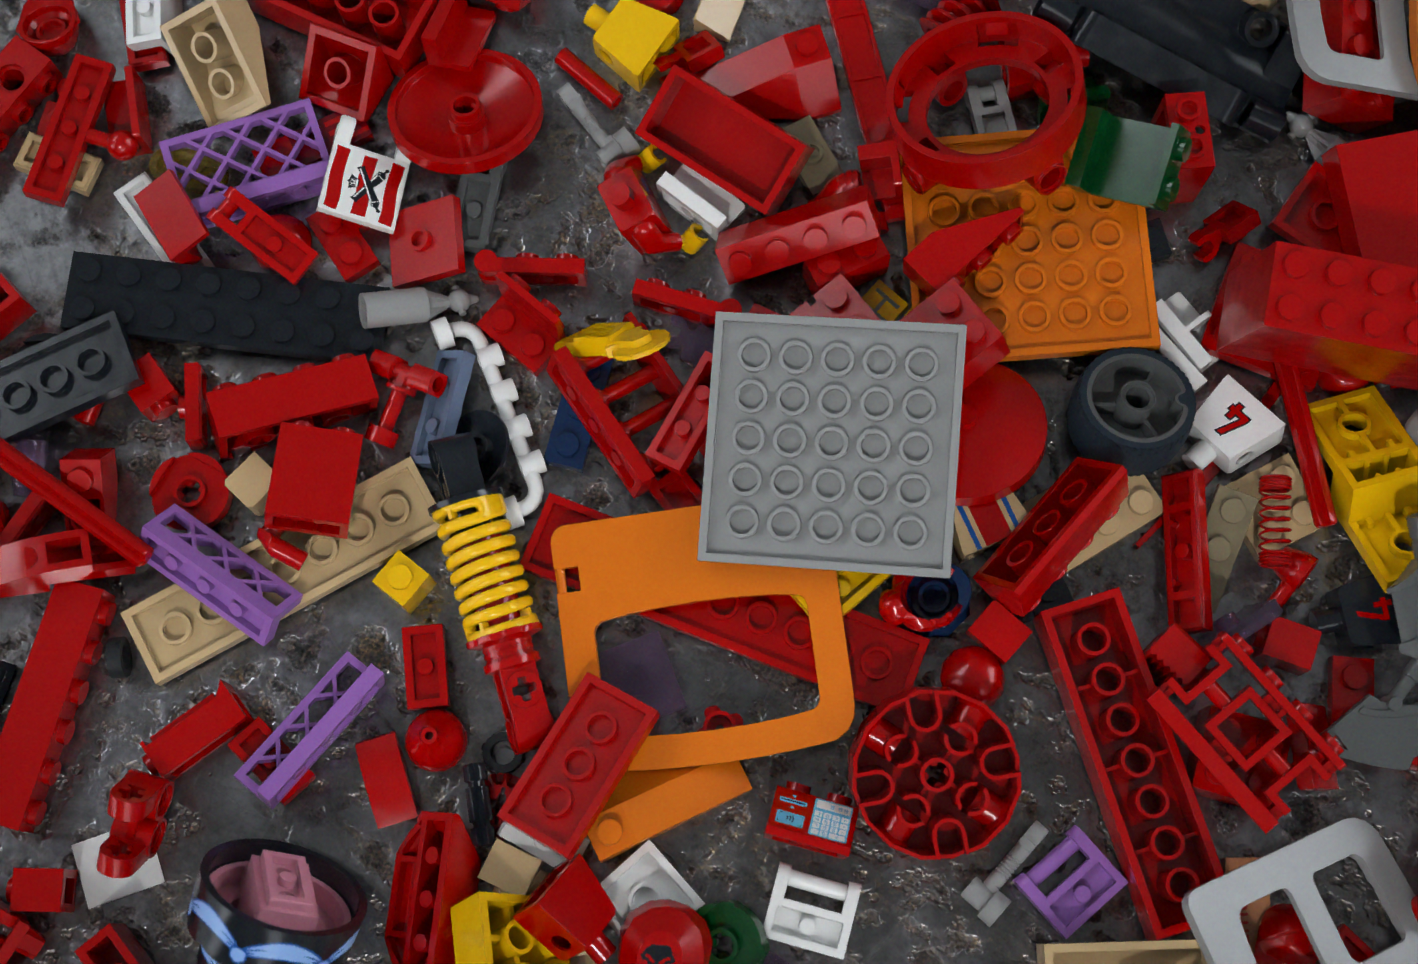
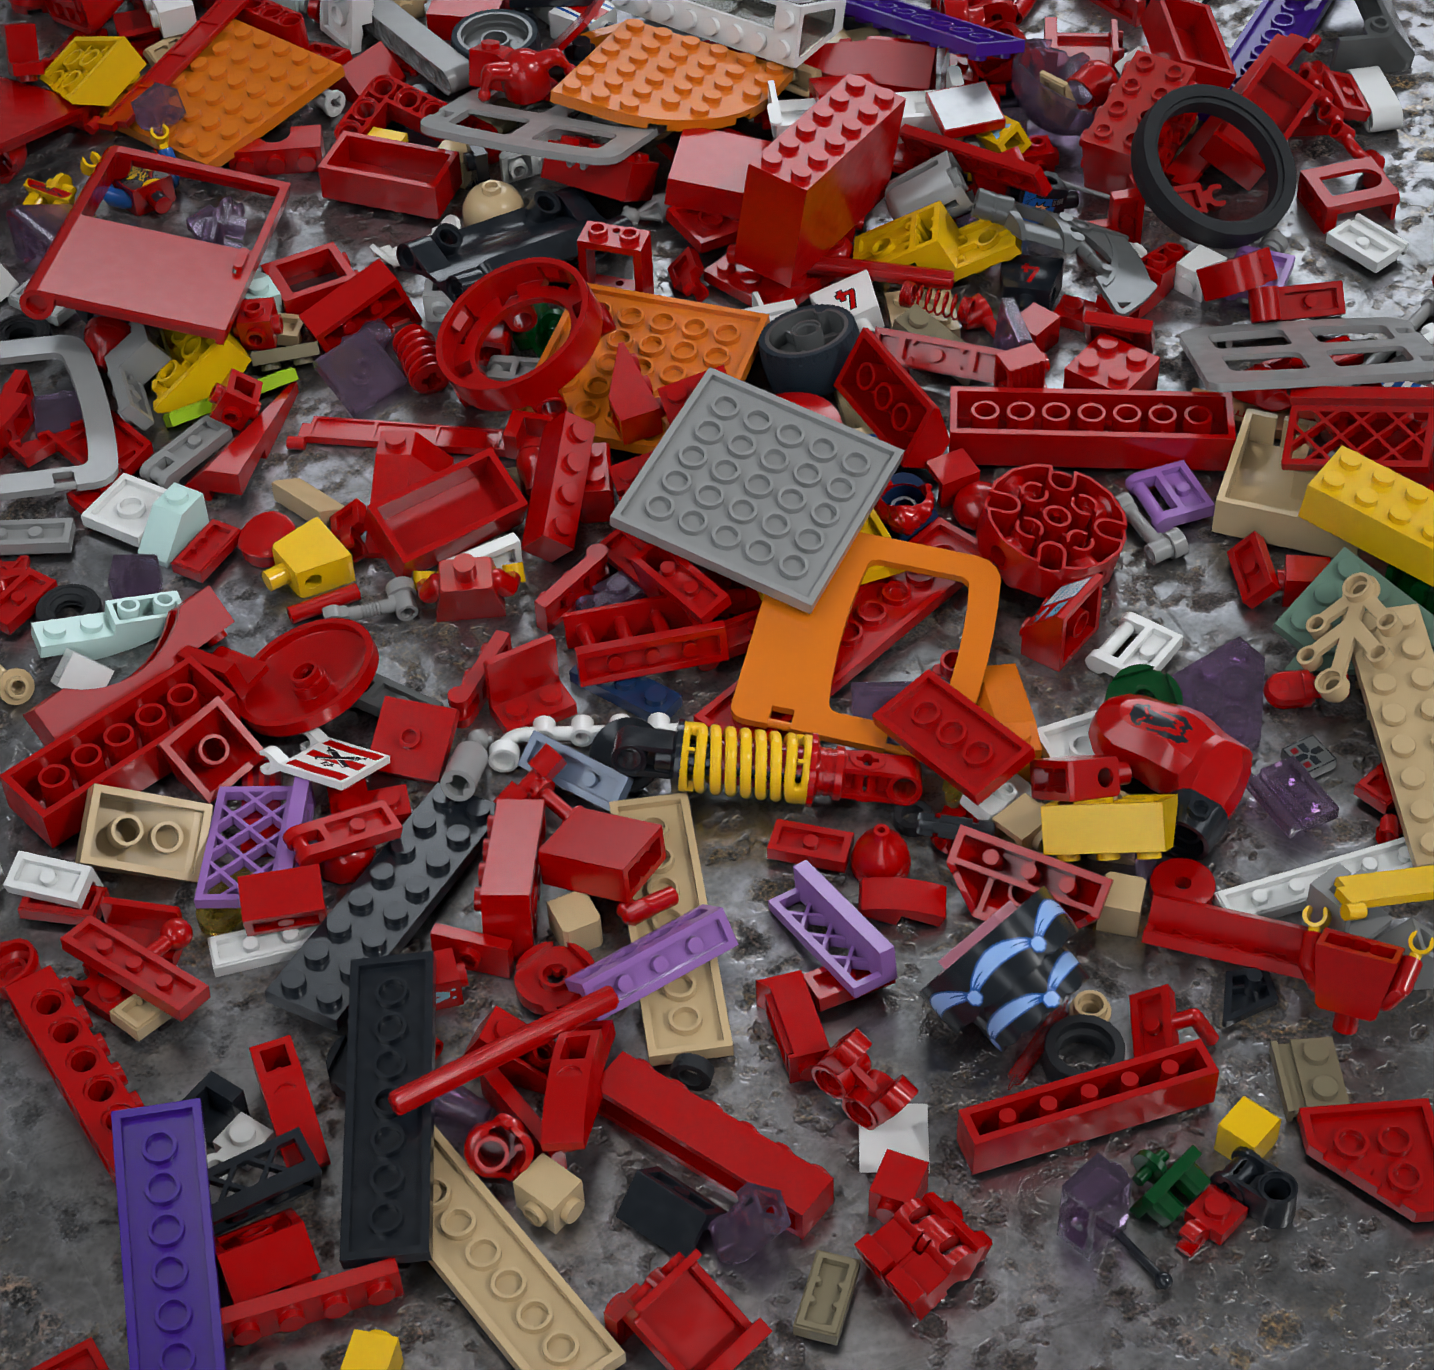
camera: 70 degrees left, 30 degrees down
(404, 582) = (725, 835): yellow brick -> none
(615, 340) = (587, 616): yellow piece -> none
(1128, 160) = (625, 269): dark green panel -> none
(1220, 751) = (1101, 359): red fence -> none

